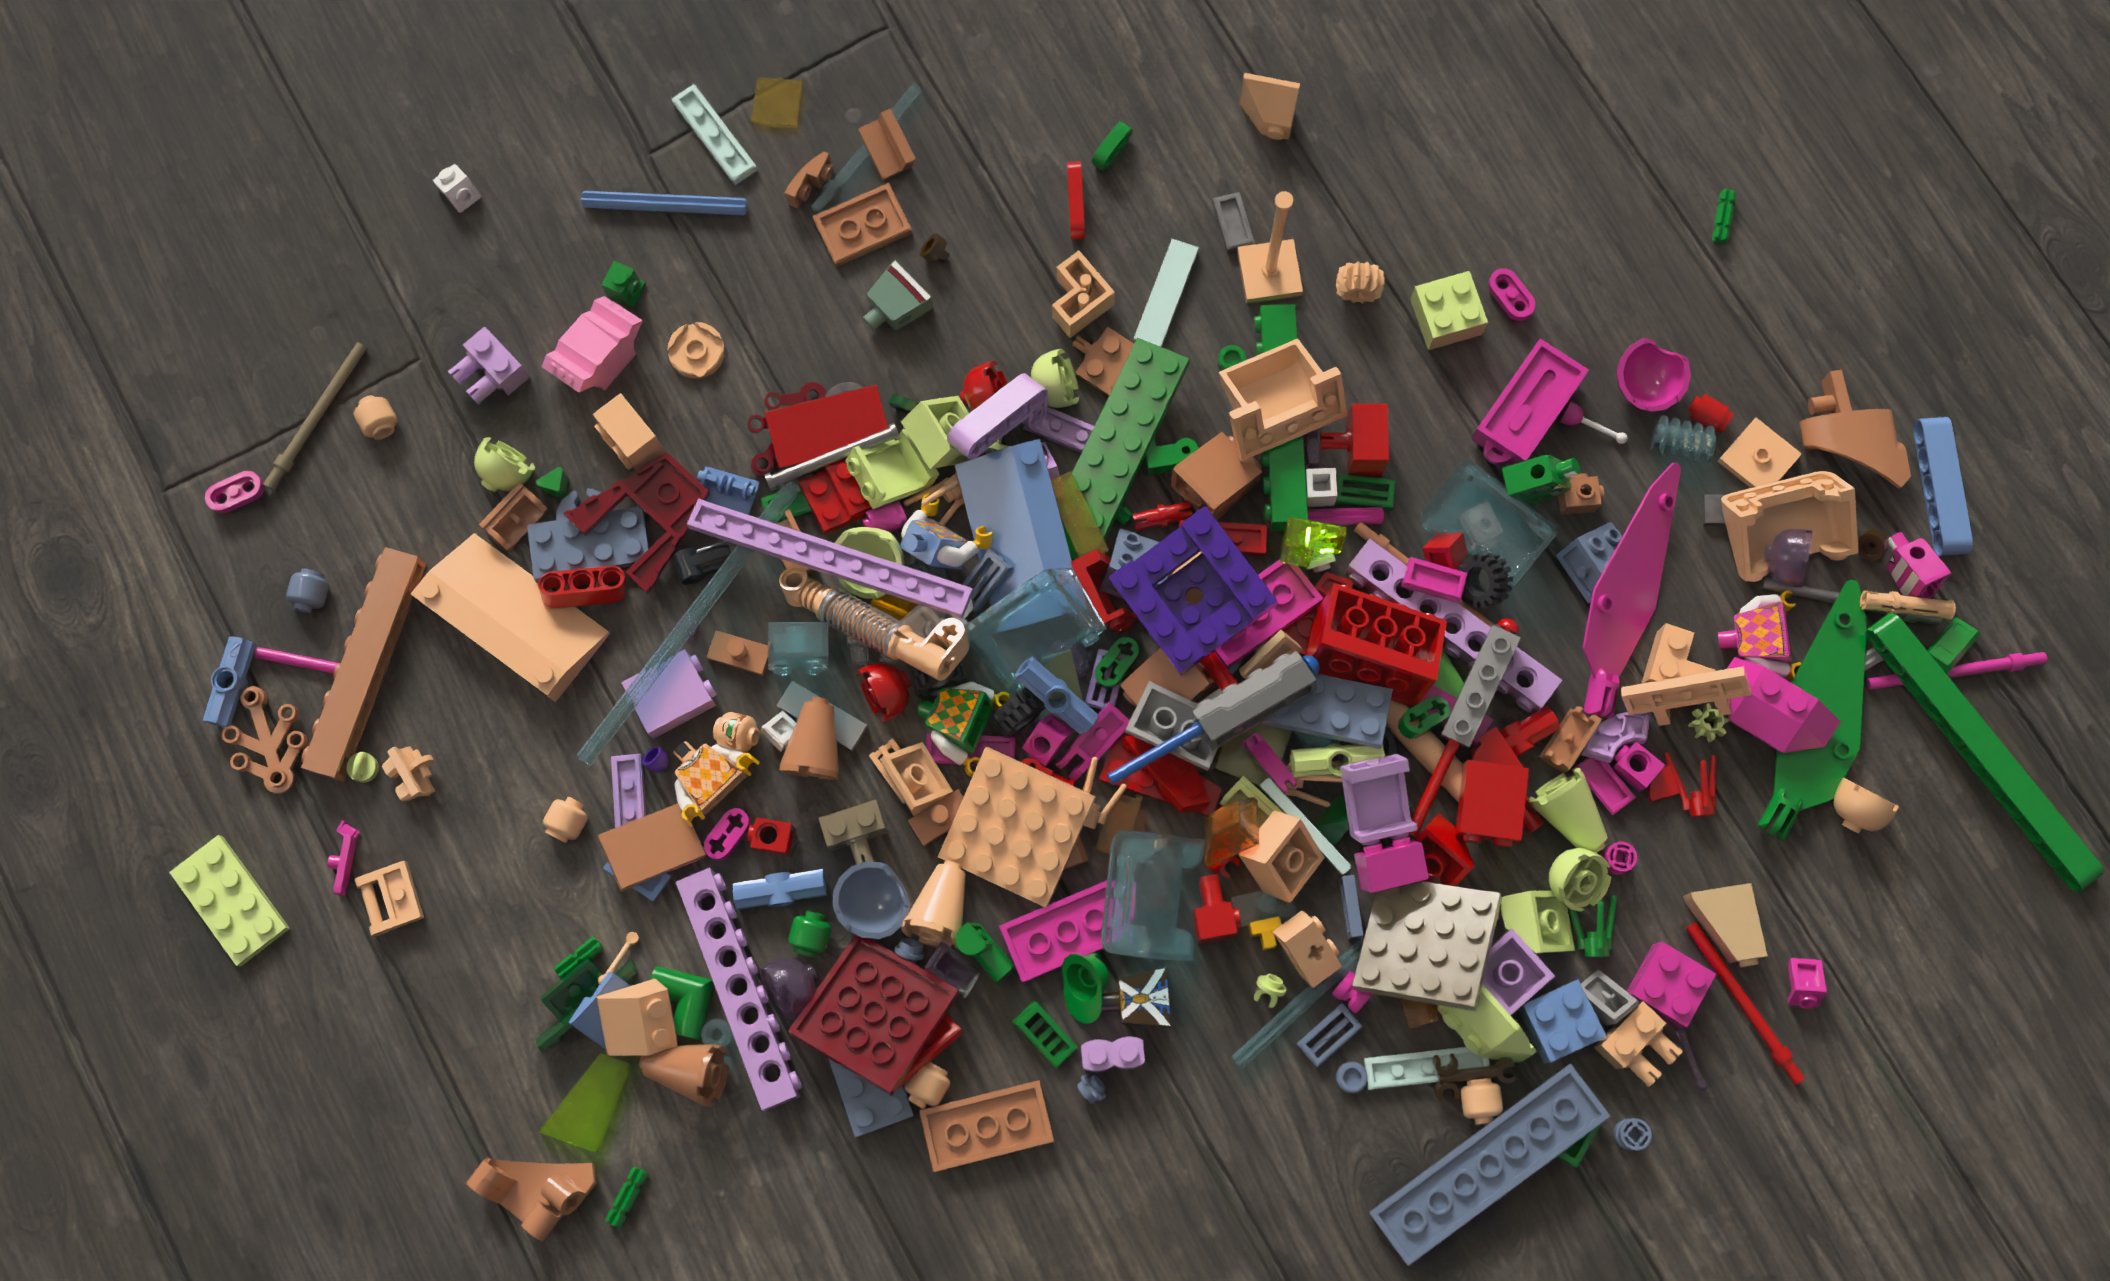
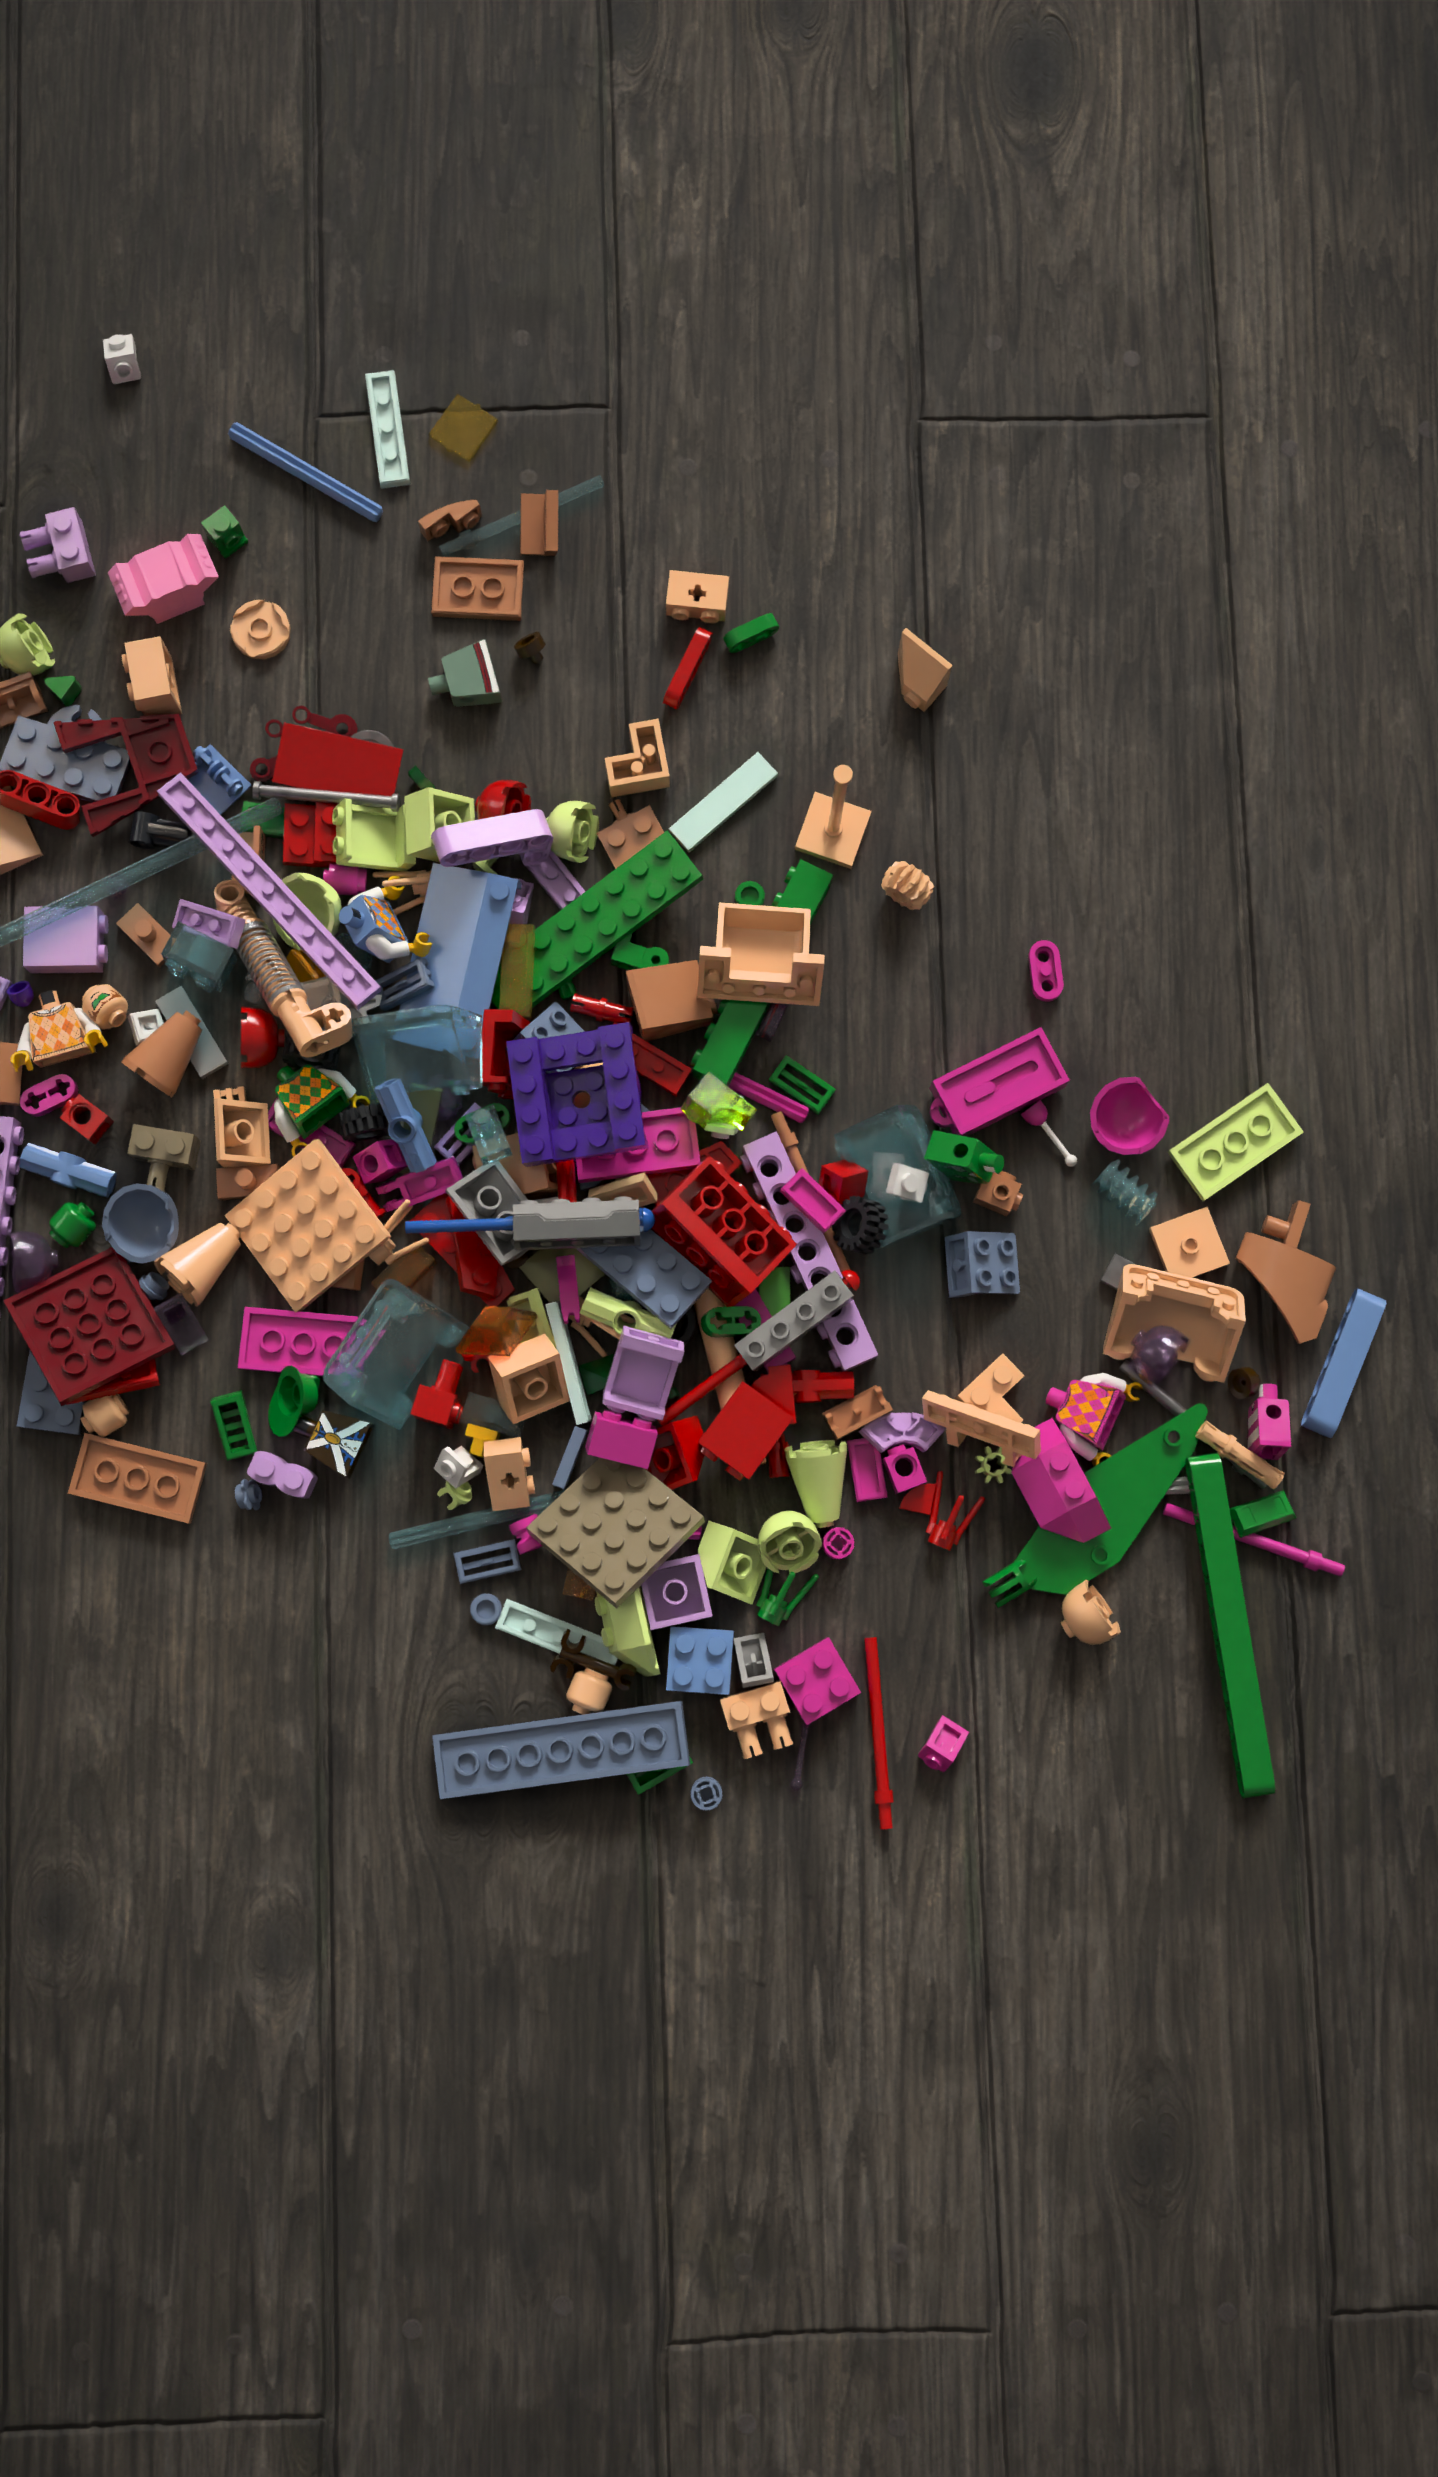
camera: 20 degrees right, 5 degrees up
(799, 609) = (211, 922): none -> lavender tile
(975, 941) = (218, 1311): green brick -> none
(1037, 137) = (682, 592): none -> light nougat brick
(1131, 666) = (488, 1134): none -> clear light blue tile
(1233, 221) = (825, 758): flat silver tile -> none
(1260, 965) = (457, 1466): none -> white bracket
(1321, 487) = (759, 1059): white brick -> none
(1364, 440) = (823, 1036): red brick -> none
(1448, 310) = (976, 955): yellowish green brick -> none
(1505, 523) = (907, 1183): none -> white bracket
(1628, 593) = (988, 1305): dark pink wing -> none
(1710, 412) = (1165, 1180): red brick -> none
(1724, 216) = (1292, 1000): green axle -> none
(1730, 921) = (907, 1654): tan slope -> none
(1747, 353) = (1235, 1142): none -> yellowish green plate

